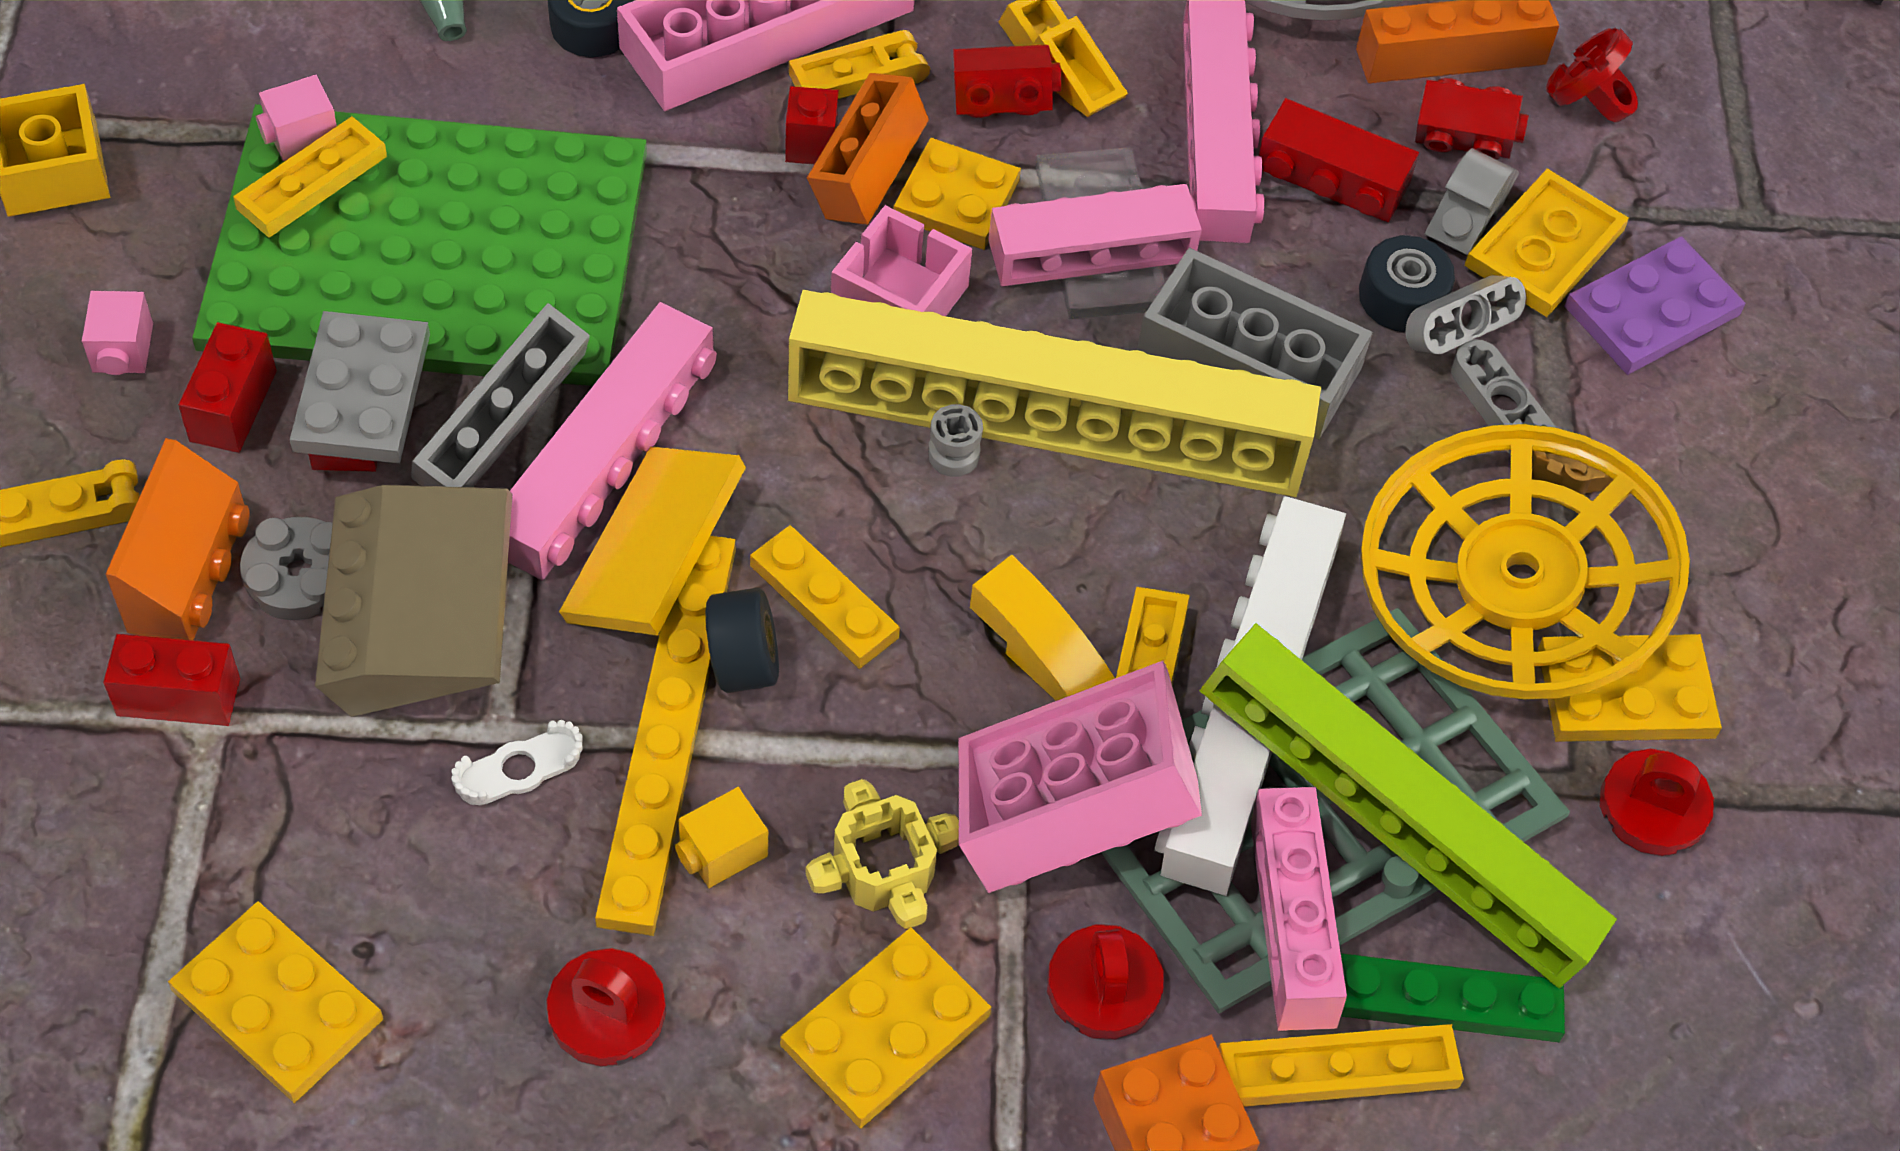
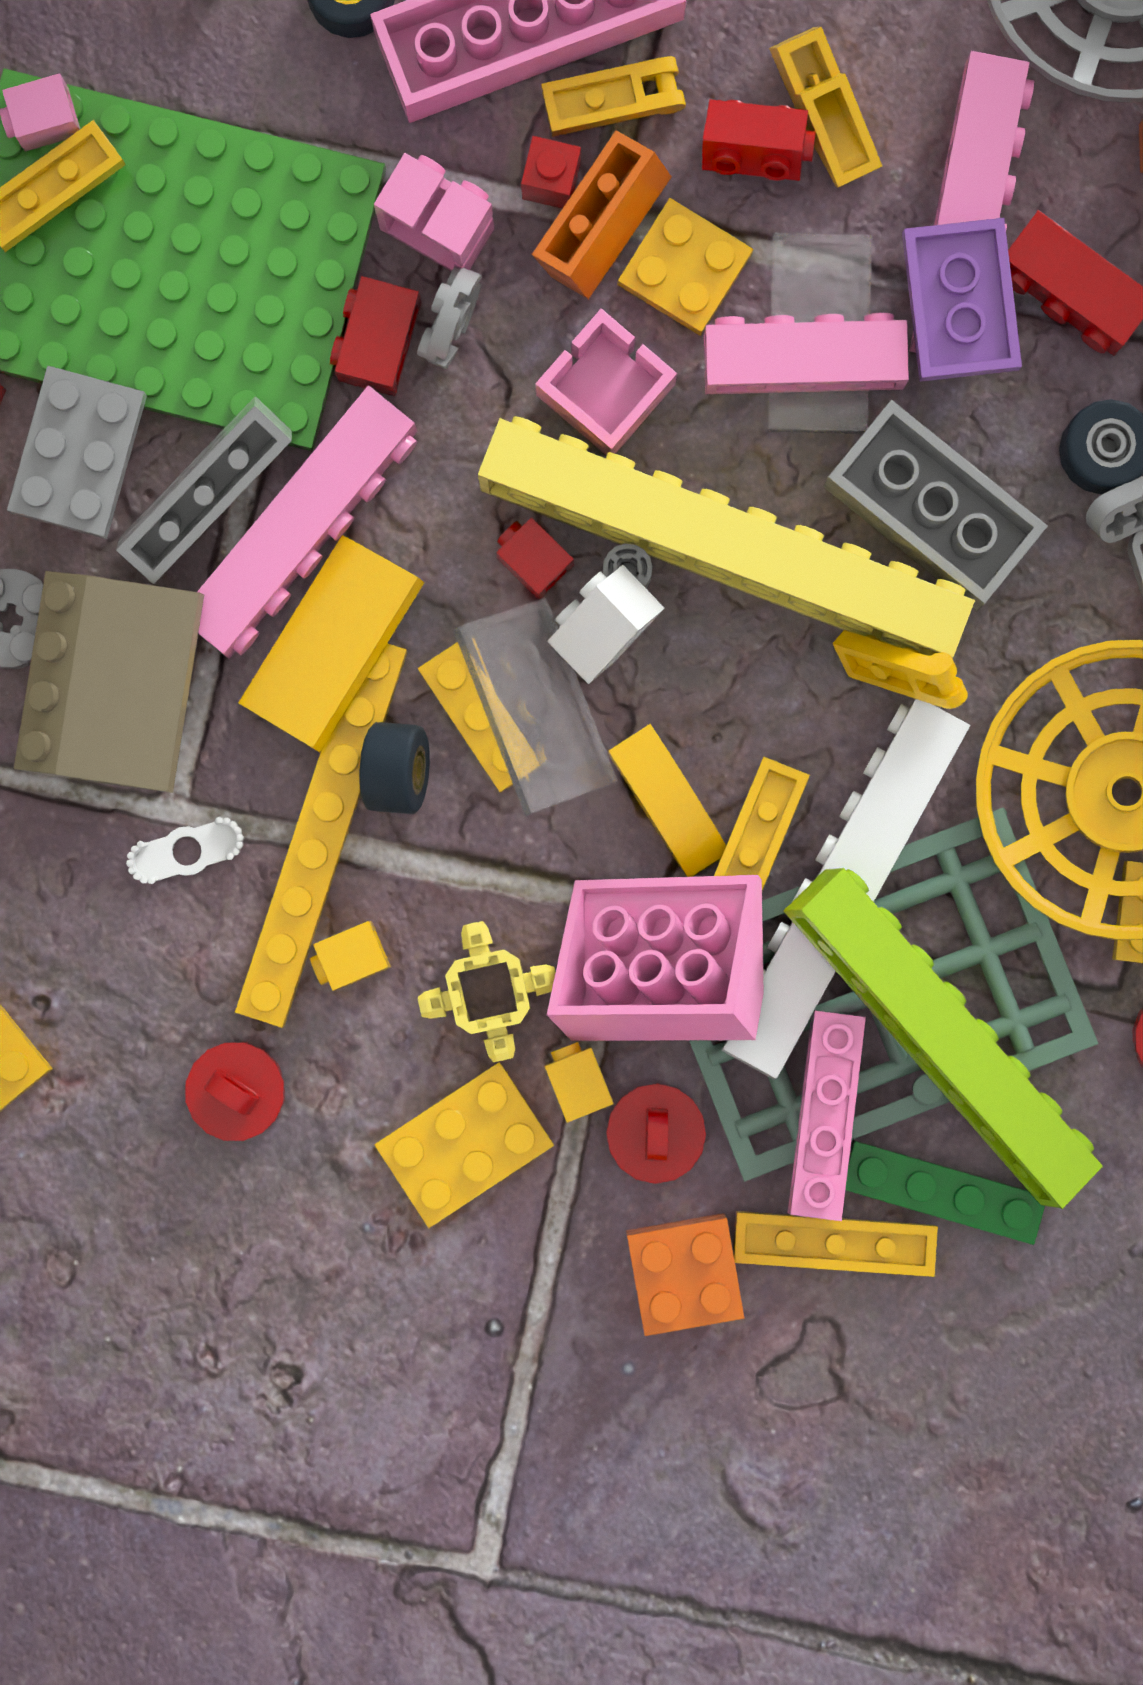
camera: 15 degrees right, 30 degrees up
(660, 268) = (376, 335): none -> red brick
(704, 160) = (434, 214): none -> bright pink piece
(736, 238) = (455, 307): none -> light grey plate
(856, 440) = (533, 557): none -> red brick
(884, 572) = (534, 707): none -> clear tile
(943, 474) = (604, 623): none -> white brick
(1006, 933) = (577, 1081): none -> yellow brick
(1235, 163) = (961, 299): none -> medium lavender plate
(1260, 472) = (901, 669): none -> yellow plate

